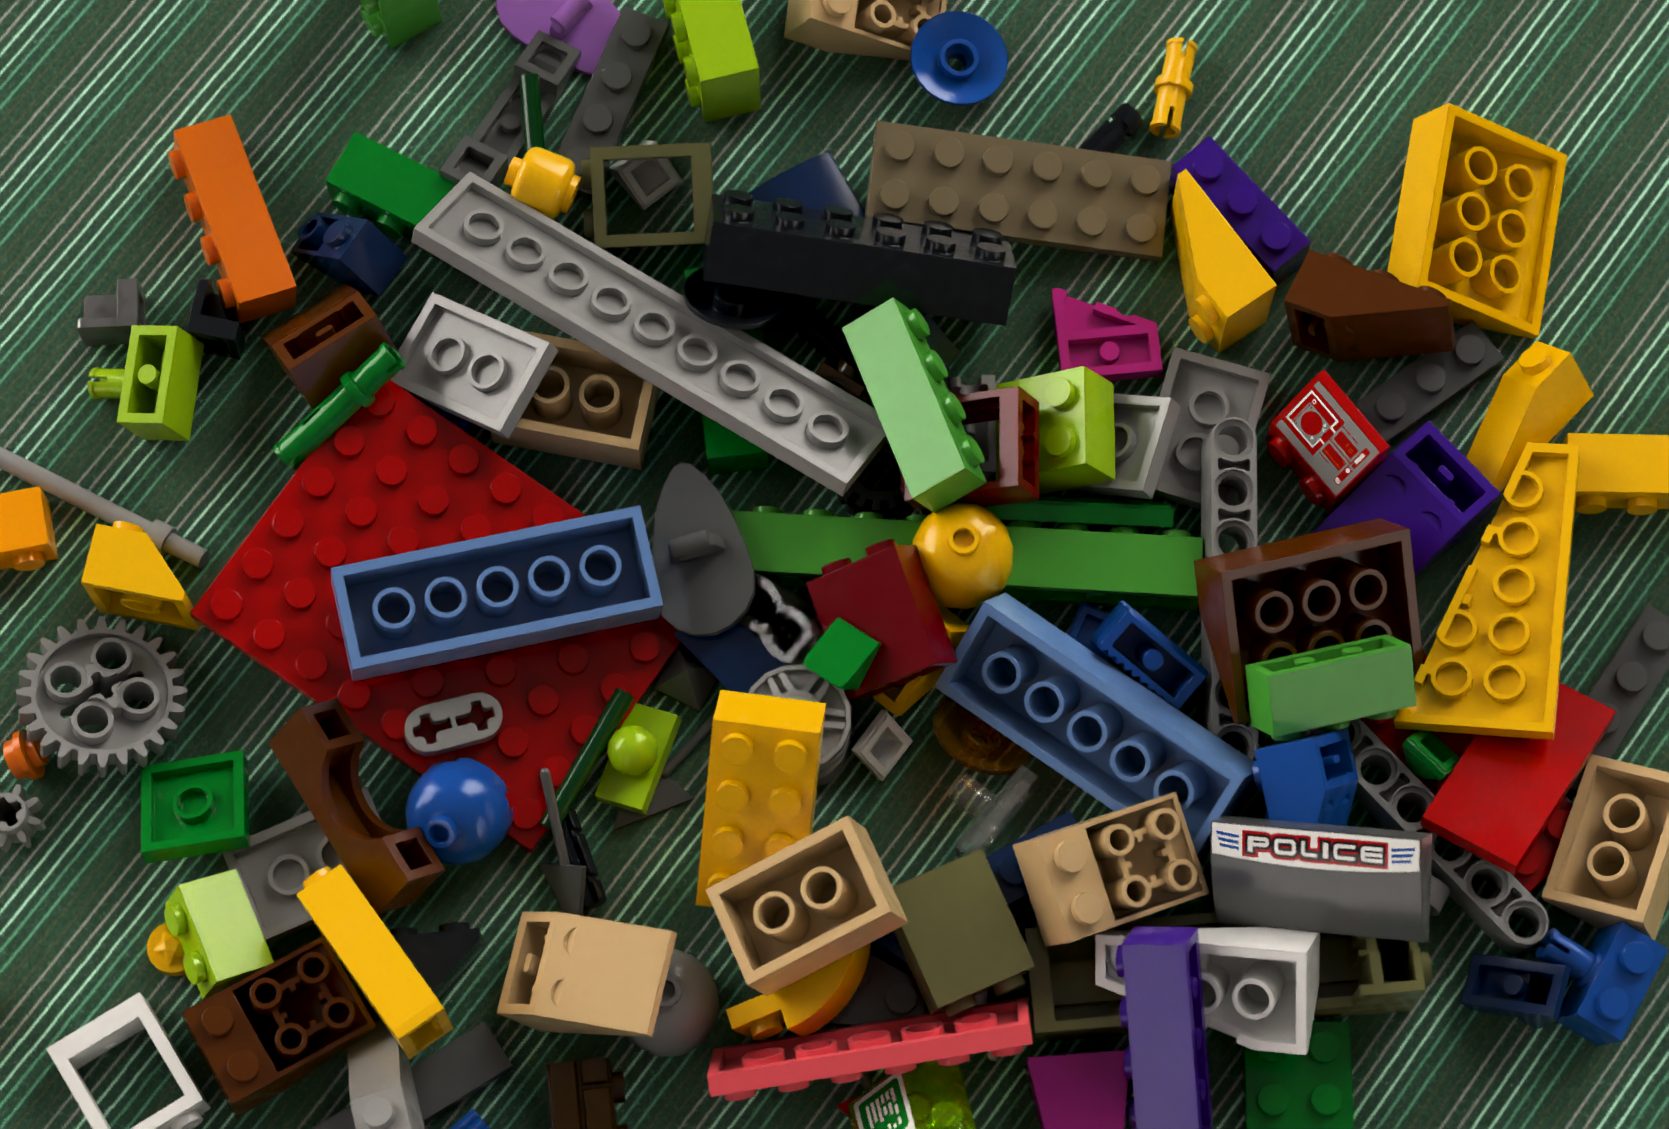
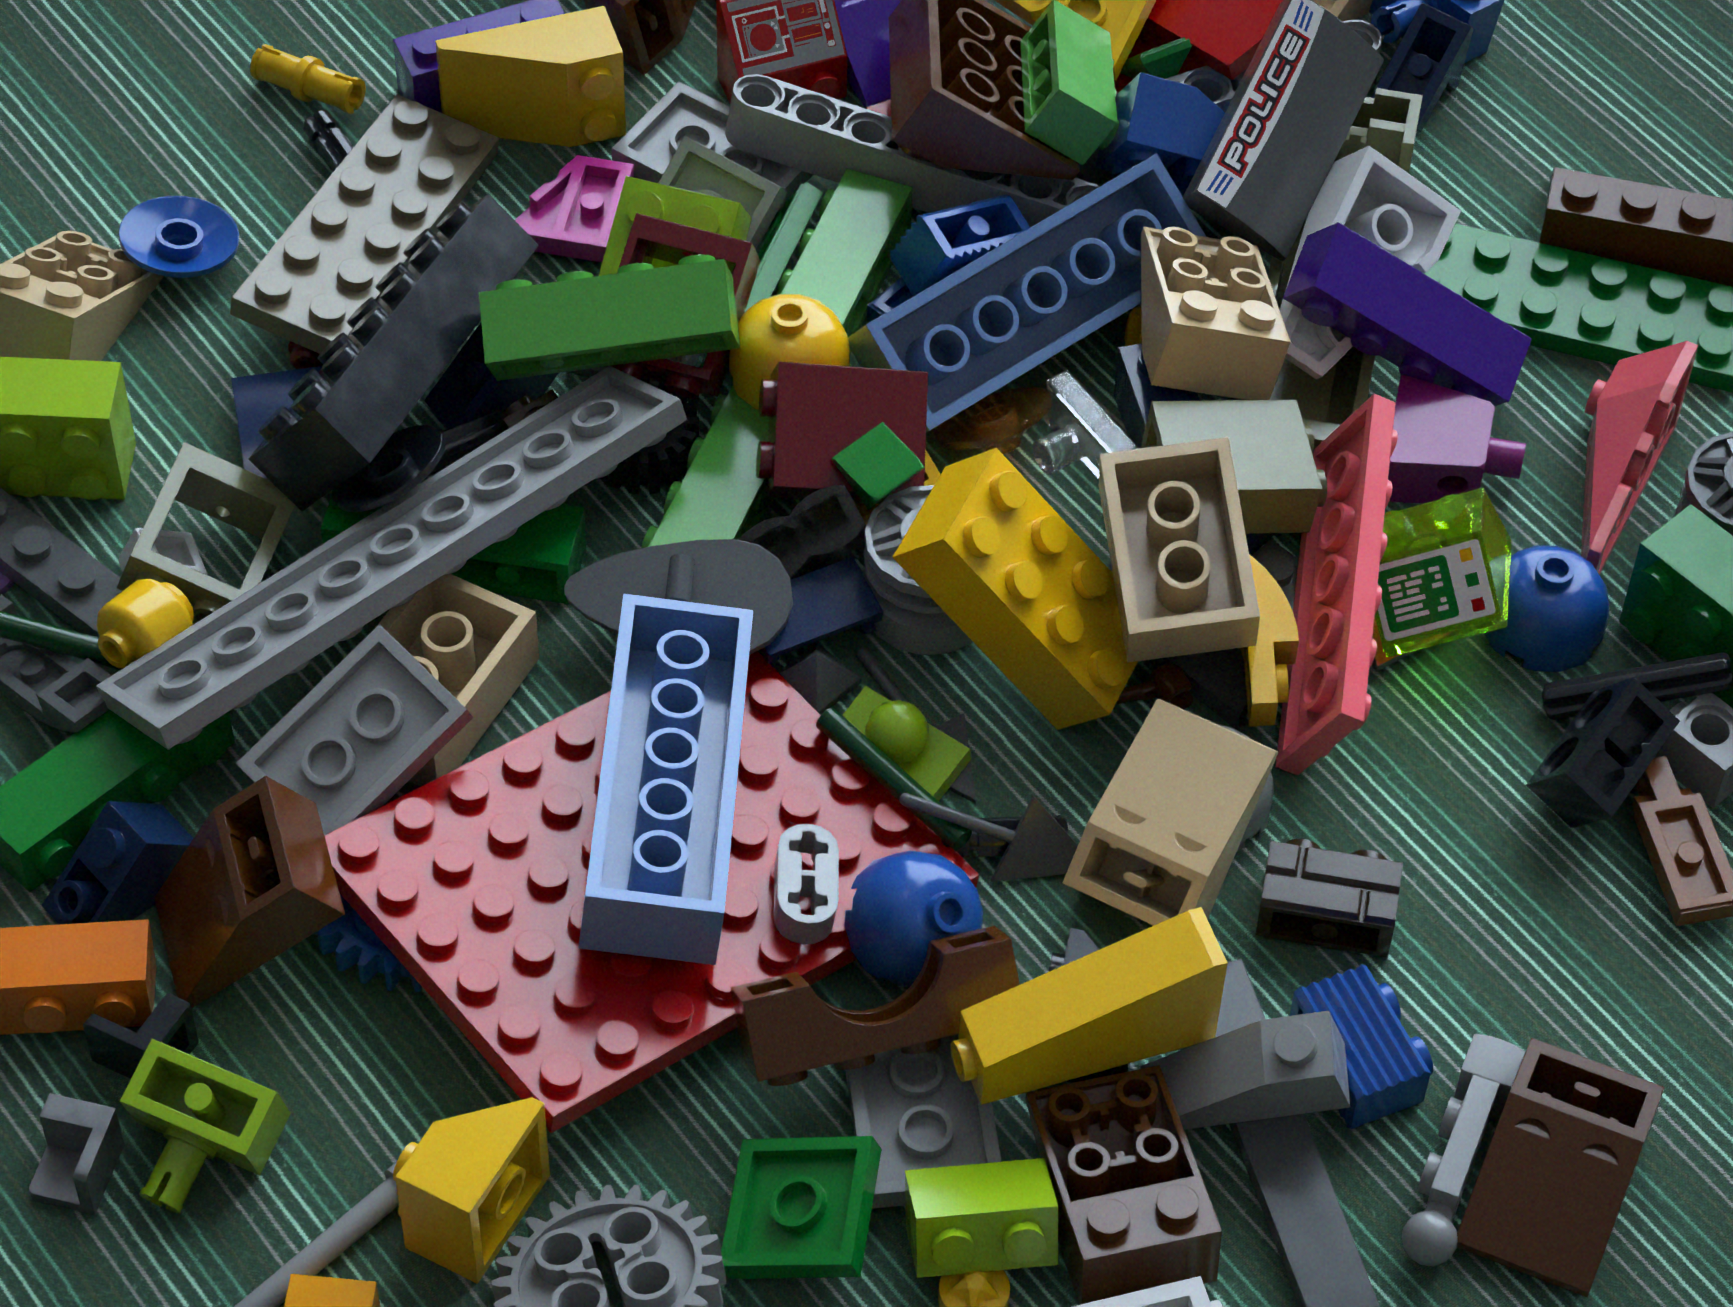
camera: 75 degrees left, 20 degrees down
(355, 391) = (344, 850): green pin -> none

